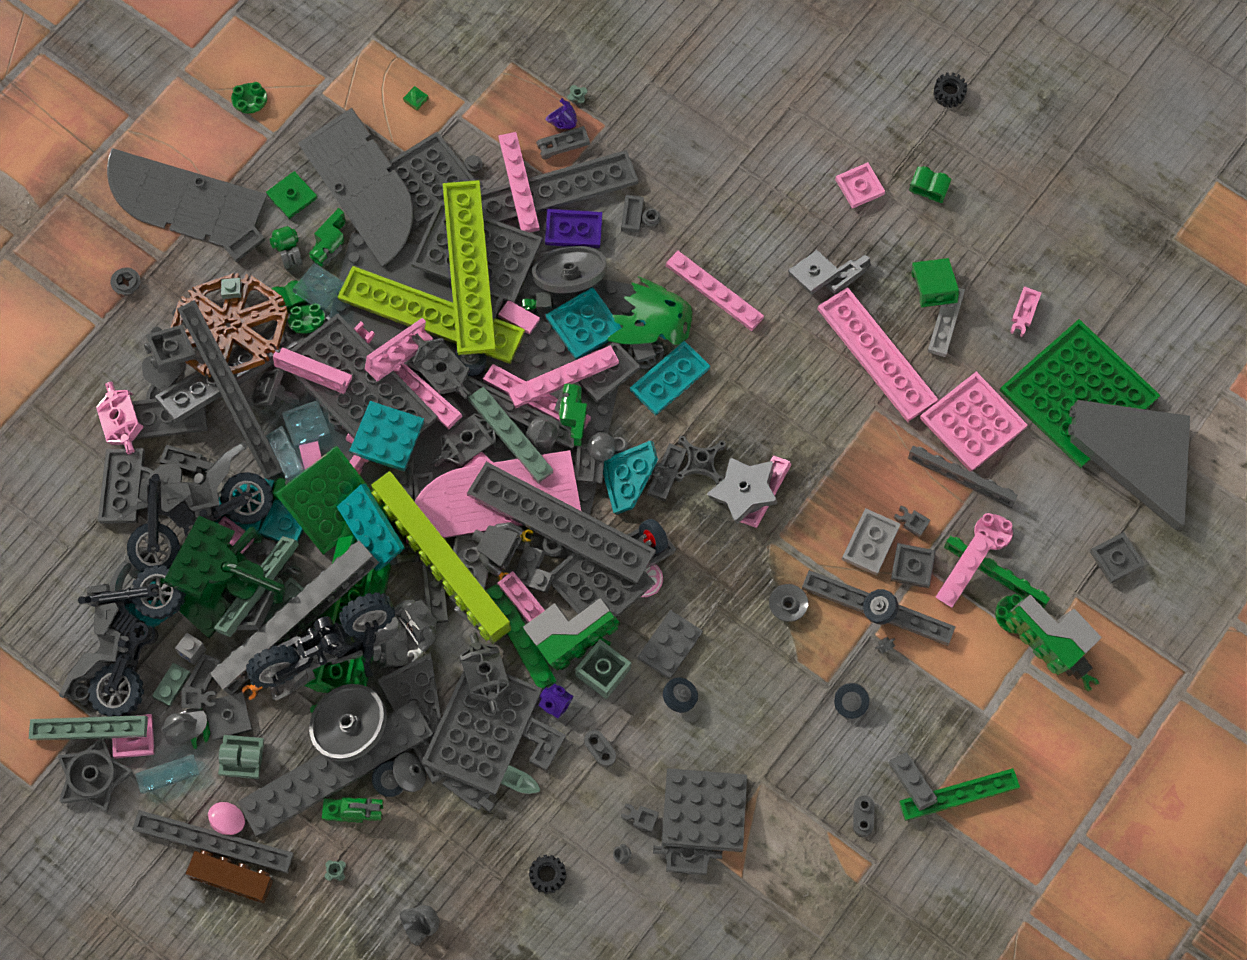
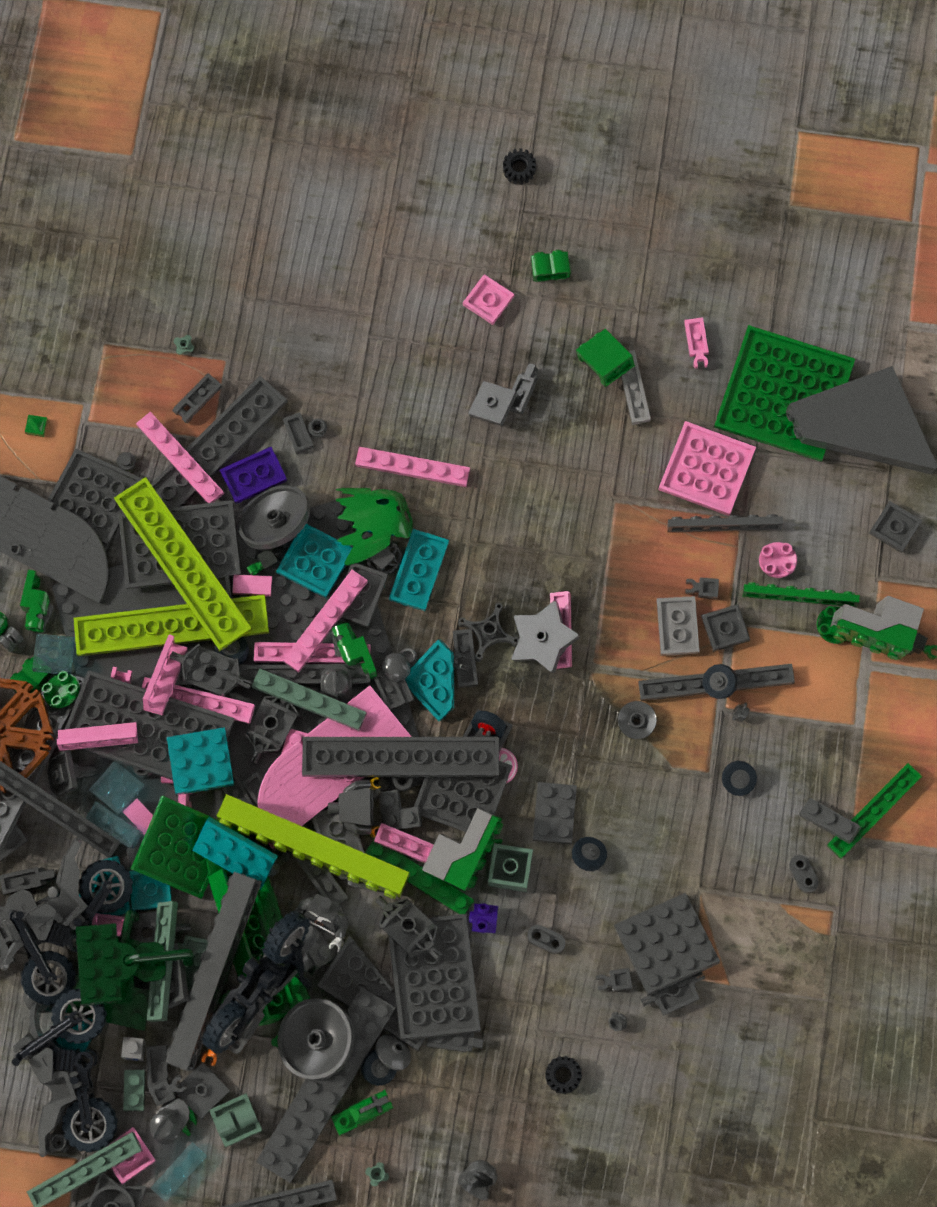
camera: 25 degrees left, 5 degrees up
(226, 818) = (255, 1182): bright pink hat -> none
(280, 482) = (126, 859): green tile -> none
(519, 781) = (493, 1006): sand green plate -> none
(548, 741) = (498, 957): dark grey plate -> none
(563, 117) = (183, 373): dark purple helmet -> none
(877, 354) = (589, 450): bright pink plate -> none
(964, 569) = (773, 608): bright pink plate -> none

